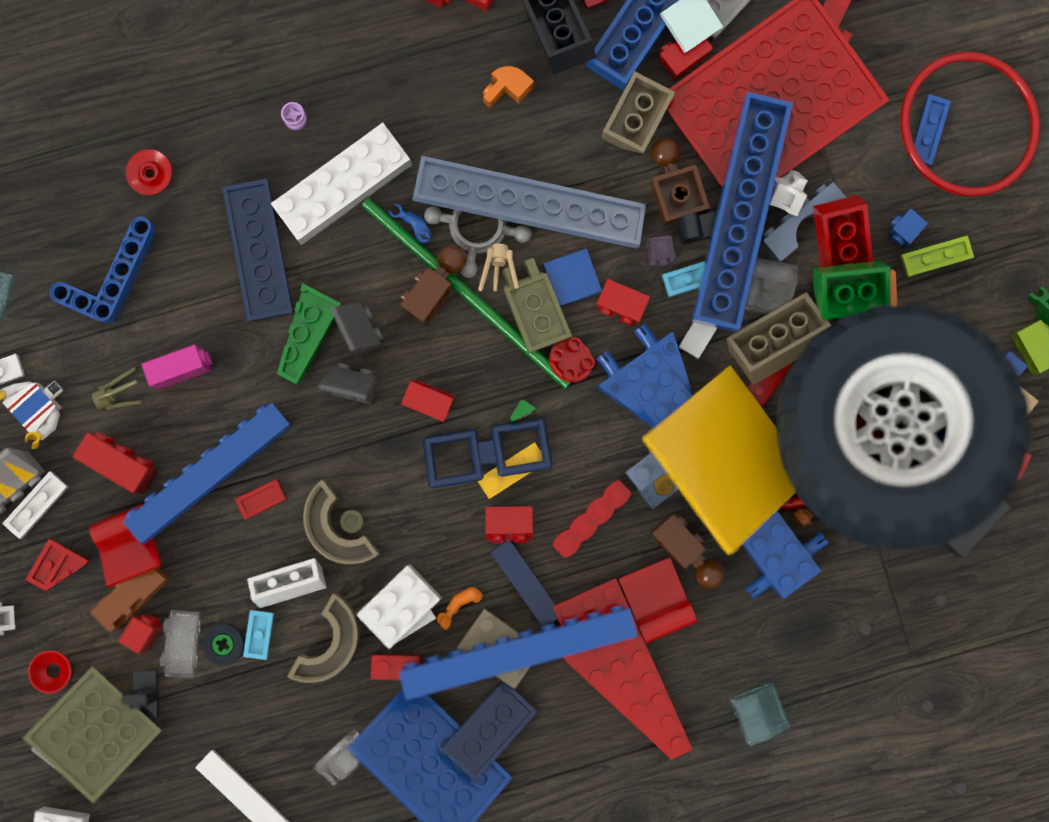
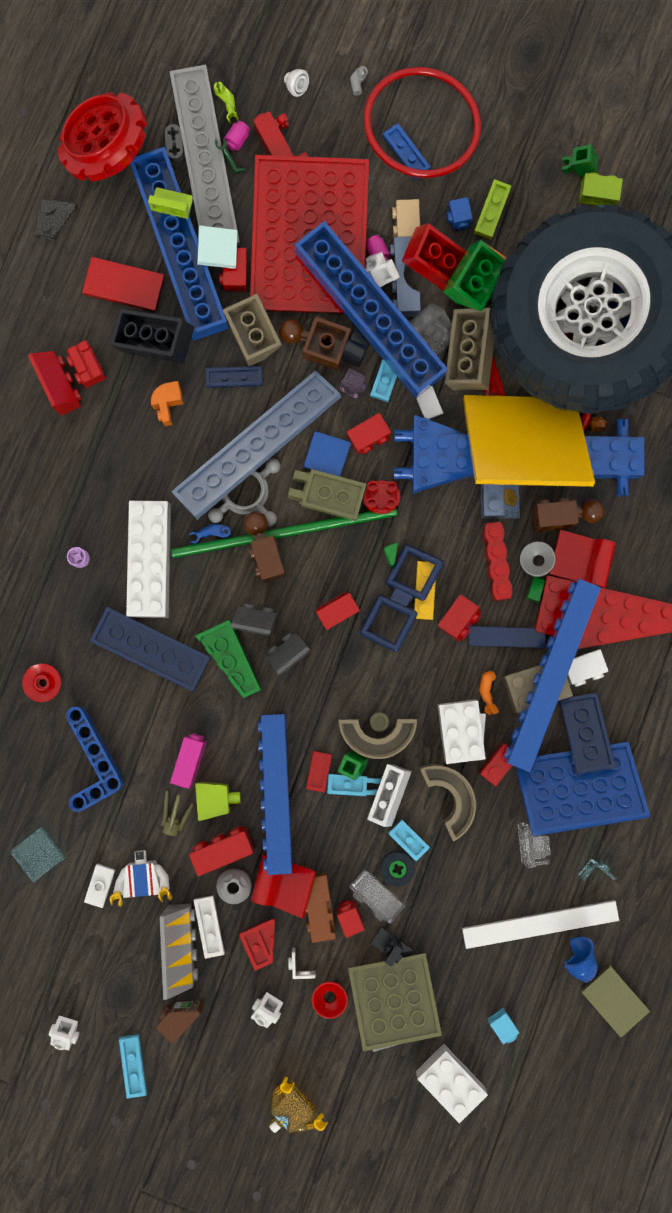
camera: 50 degrees left, 0 degrees up
(56, 613) = (299, 974): none -> white bracket
(103, 500) = (238, 876): none -> light grey piece
(159, 419) = (214, 799): none -> lime torso
(270, 539) = (343, 785): none -> medium azure hinge
(289, 527) = (353, 765): none -> green brick
(499, 256) = (276, 492): tan plant -> none
(552, 681) = (587, 666): none -> white brick
(581, 131) = (234, 376): none -> dark blue tile
(594, 577) = (535, 590): none -> green piece
(618, 546) = (537, 549): none -> light grey piece
(813, 172) = (376, 245): none -> dark pink brick
(863, 180) = (407, 217): none -> tan brick
(965, 28) = (357, 78): none -> light grey arm

